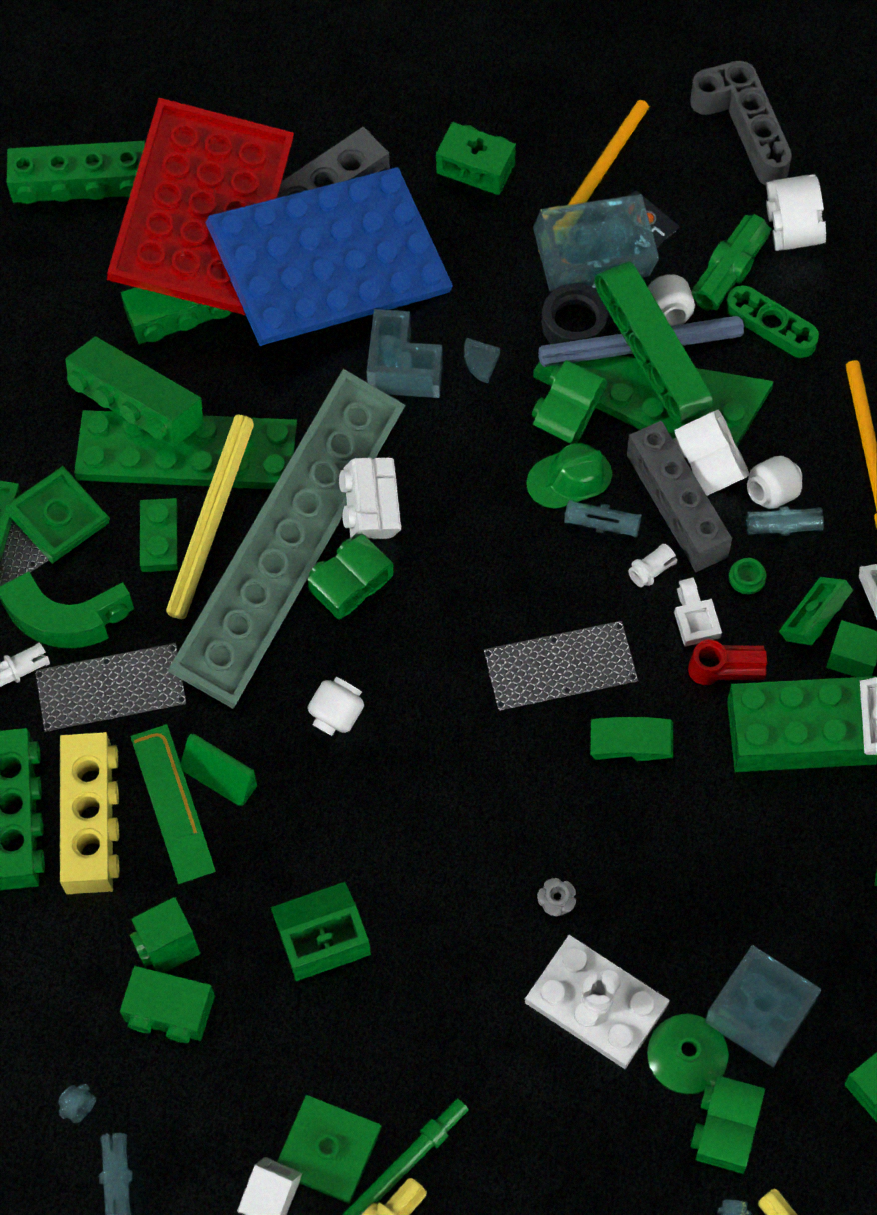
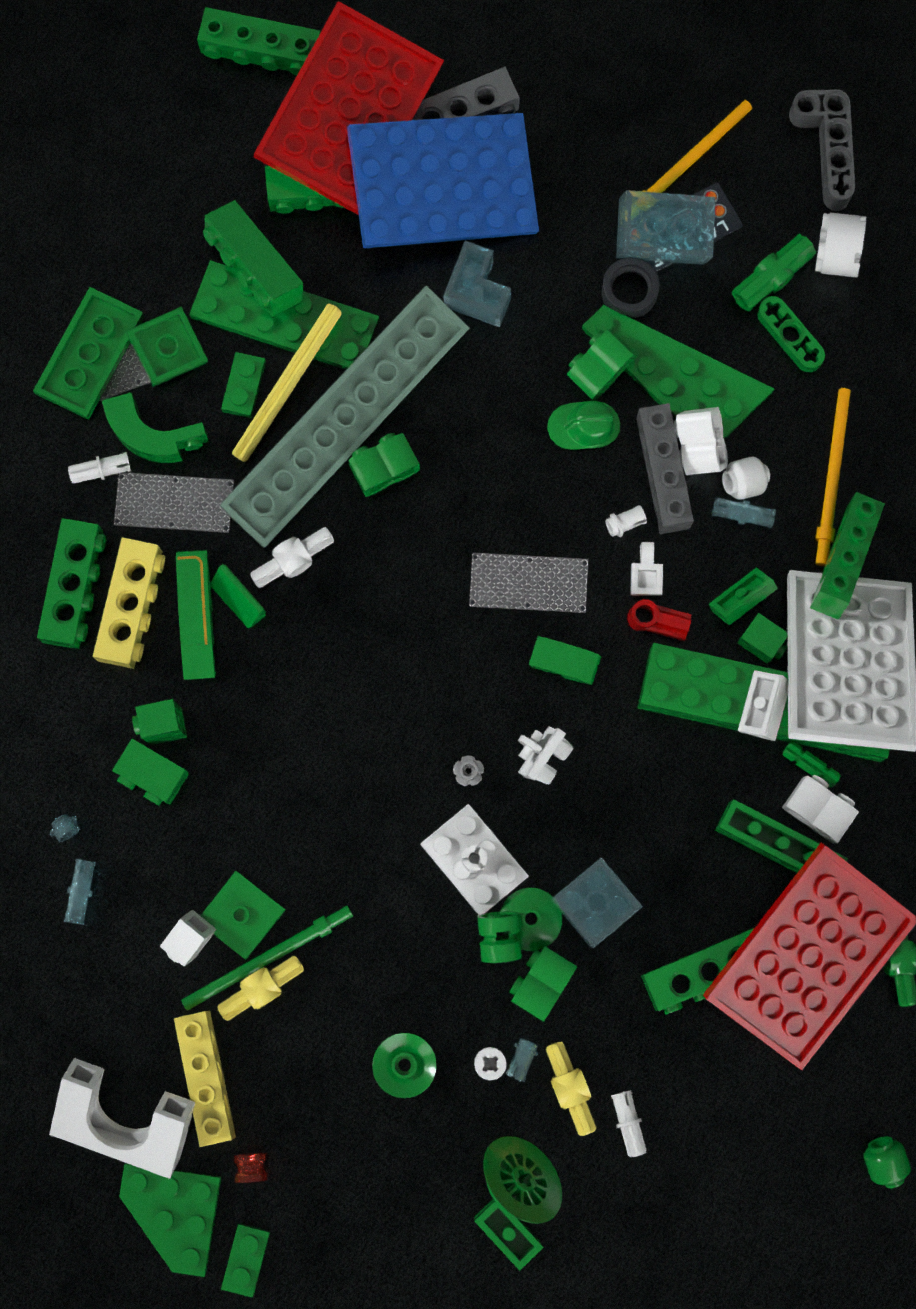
camera: 15 degrees right, 15 degrees up
(271, 708) = (292, 557): none -> white axle
(321, 931) = (280, 747): green slope -> none
(335, 706) = (342, 570): white head -> none
(370, 498) = (417, 404): white brick -> none
(475, 158) = (606, 123): green brick -> none
(480, 358) = (543, 301): clear light blue tile -> none
(577, 514) = (598, 470): clear light blue pin -> none
(616, 345) = (676, 324): sand blue axle -> none
(634, 848) = (538, 751): none -> white hips
(653, 342) = (683, 332): green beam -> none
(663, 1094) = (499, 948): none -> green wheel
(673, 298) = (712, 294): white head -> none
(747, 576) = (699, 550): green plate -> none

